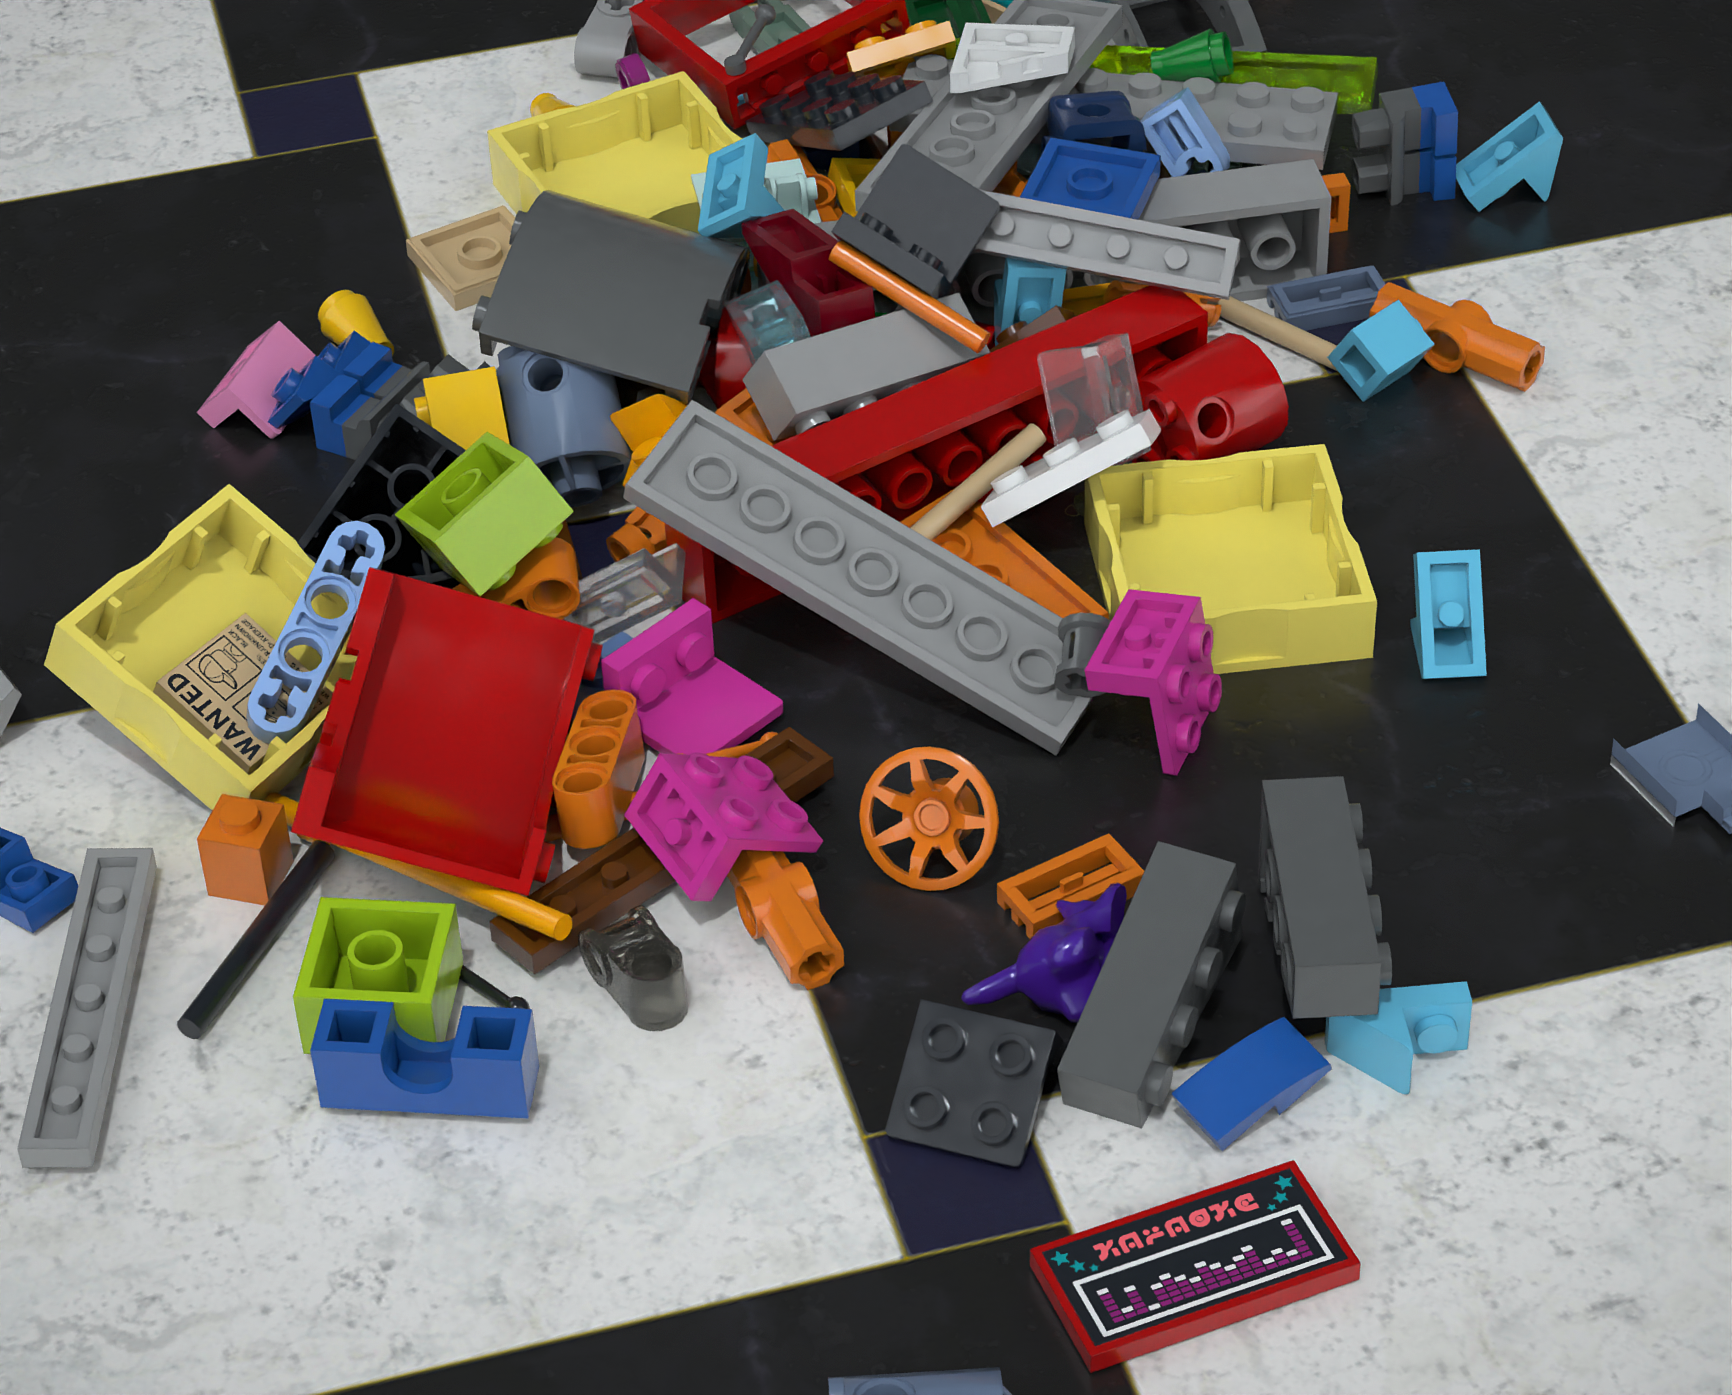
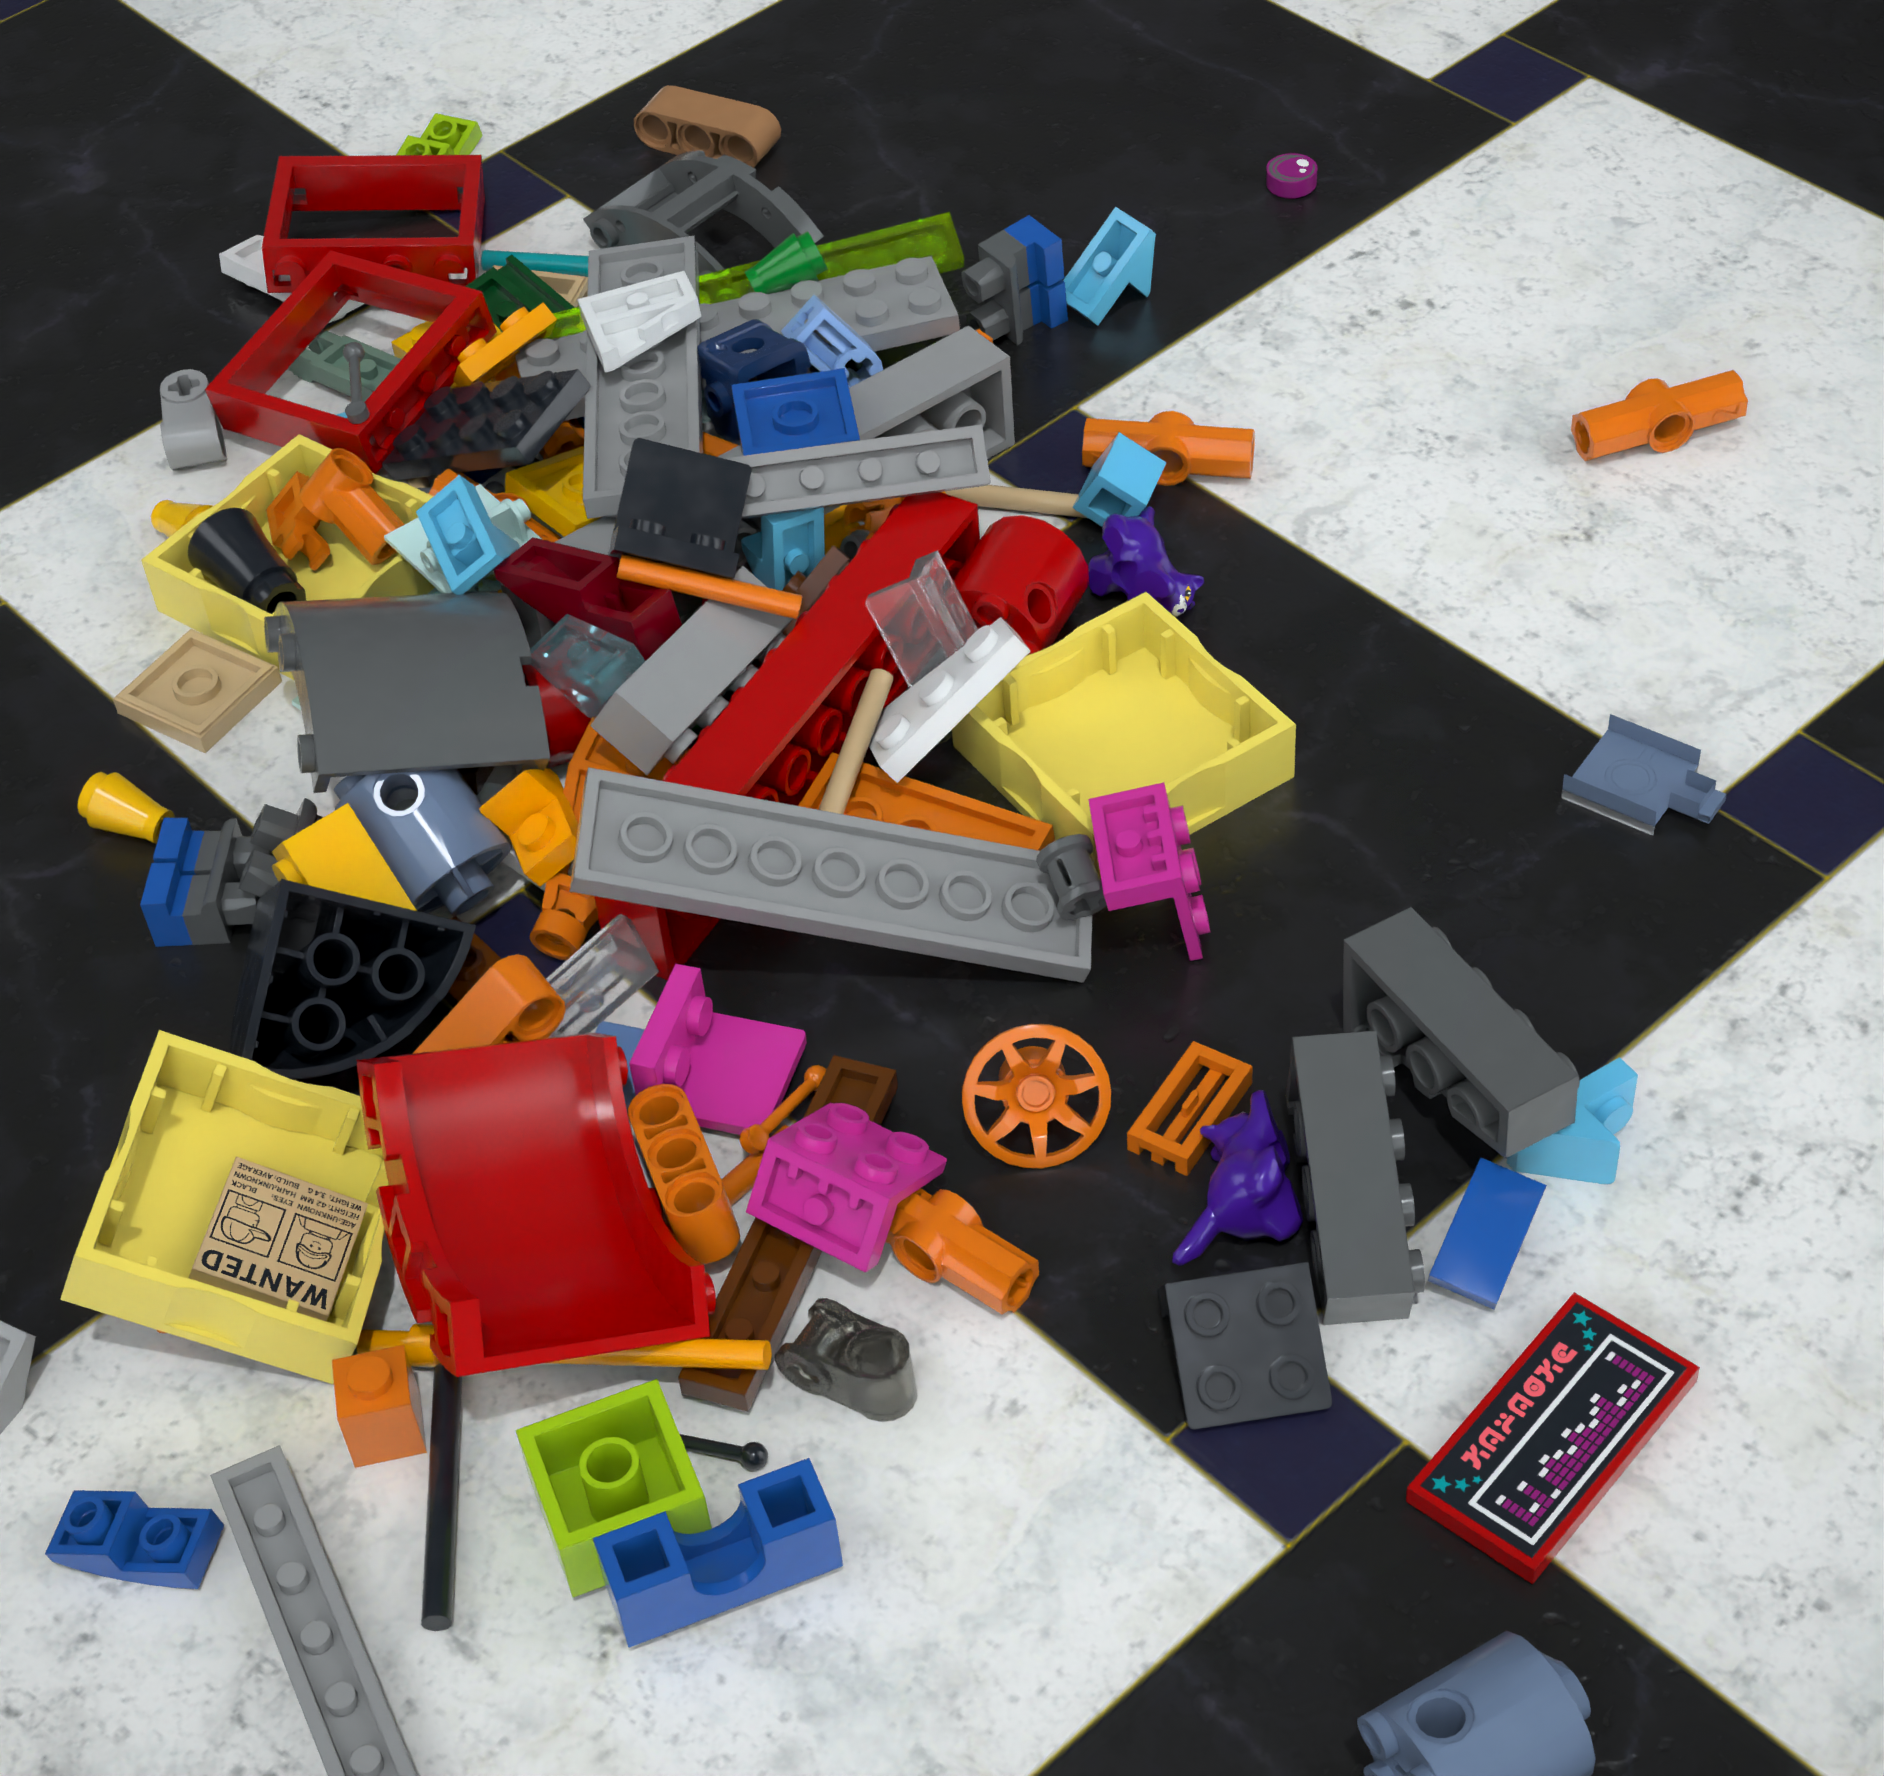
camera: 25 degrees left, 5 degrees up
(254, 377) = (62, 894): bright pink panel -> none
(299, 388) = (123, 882): blue slope -> none
(310, 629) = (332, 1148): light blue beam -> none
(485, 514) = (436, 959): lime brick -> none
(572, 155) = (242, 561): none -> black plant
(631, 71) = (238, 456): magenta tile -> none
(644, 144) = (294, 526): none -> orange plate
(686, 135) = (343, 496): none -> orange piece
(1326, 298) = (1035, 455): sand blue tile -> none
(1350, 425) = (1140, 564): none -> dark purple animal
(1449, 614) = (1351, 712): medium azure slope -> none

